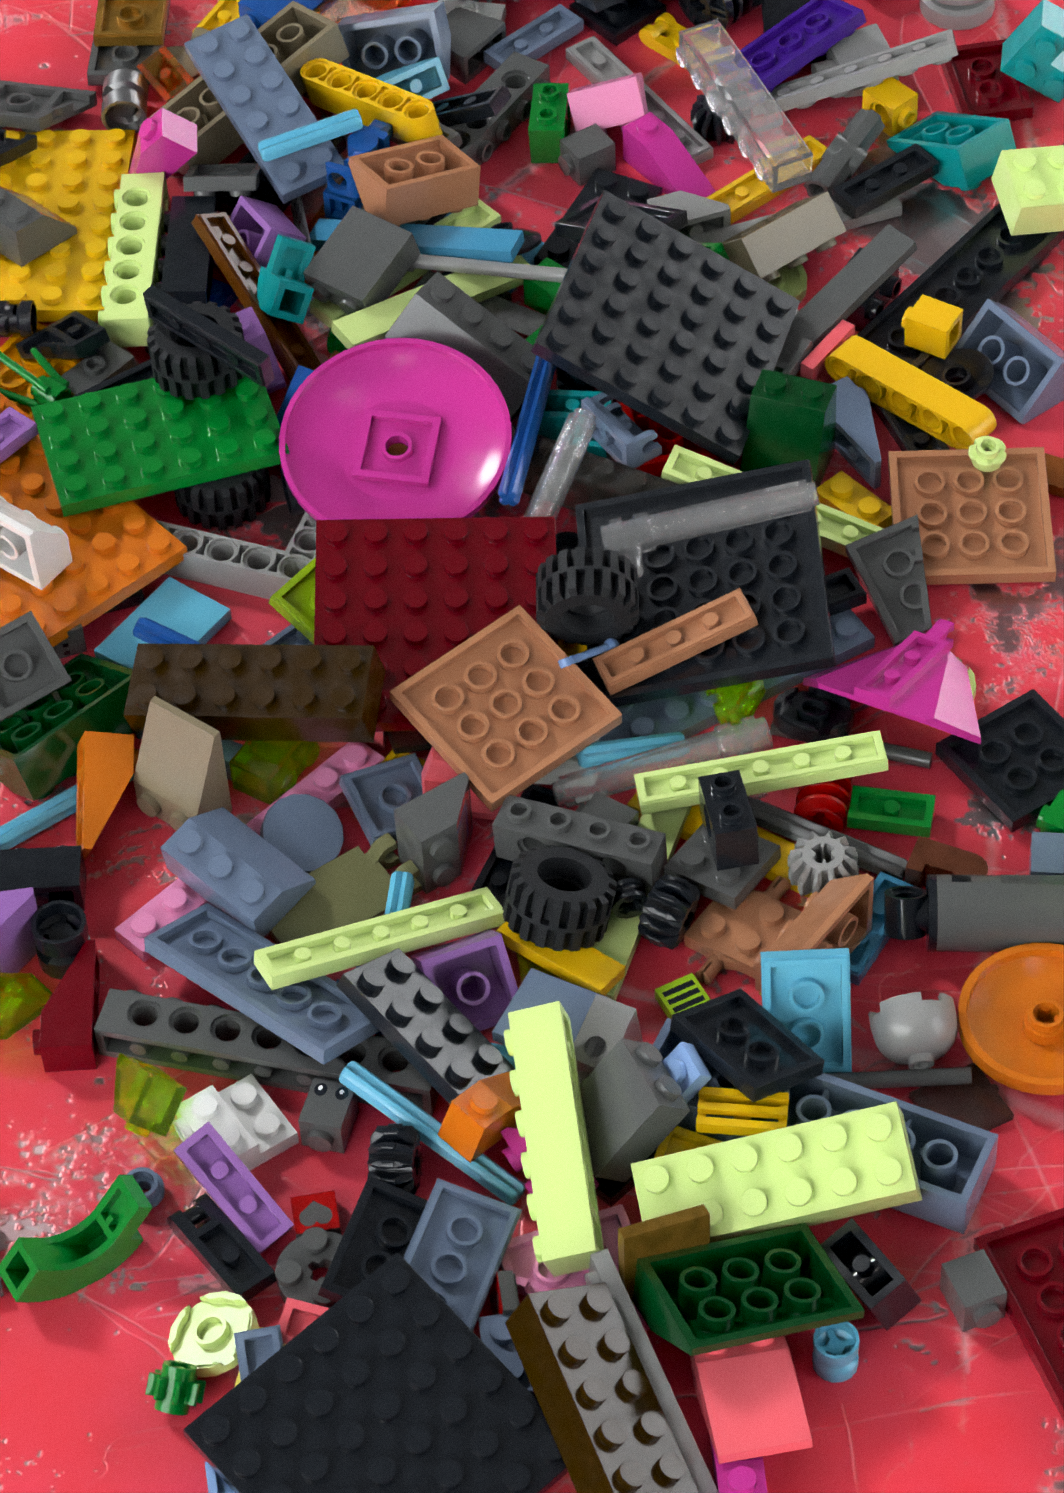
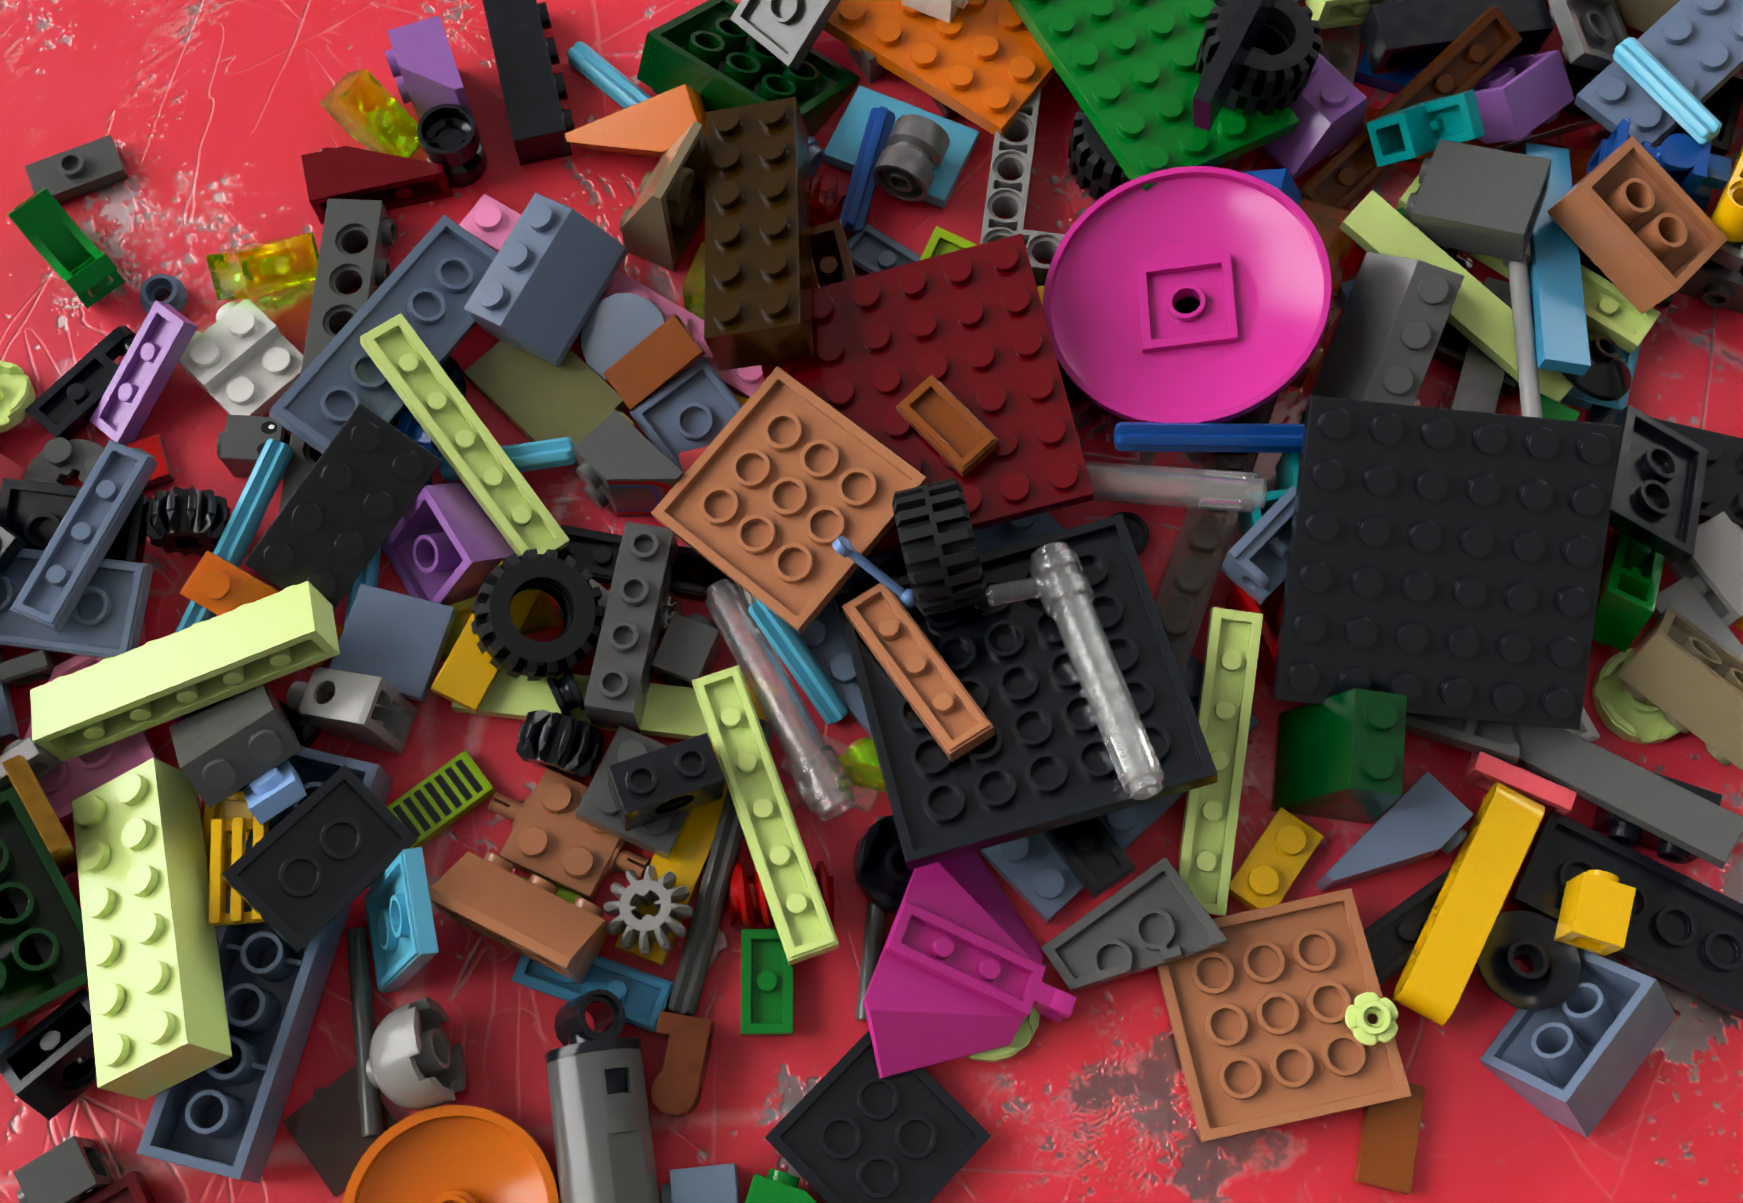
camera: 75 degrees right, 20 degrees up
(191, 608) = (911, 157): none -> flat silver wheel
(336, 809) = (654, 362): none -> dark orange tile
(401, 1216) = (84, 536): none -> sand blue tile
(473, 592) = (947, 425): none -> dark orange tile

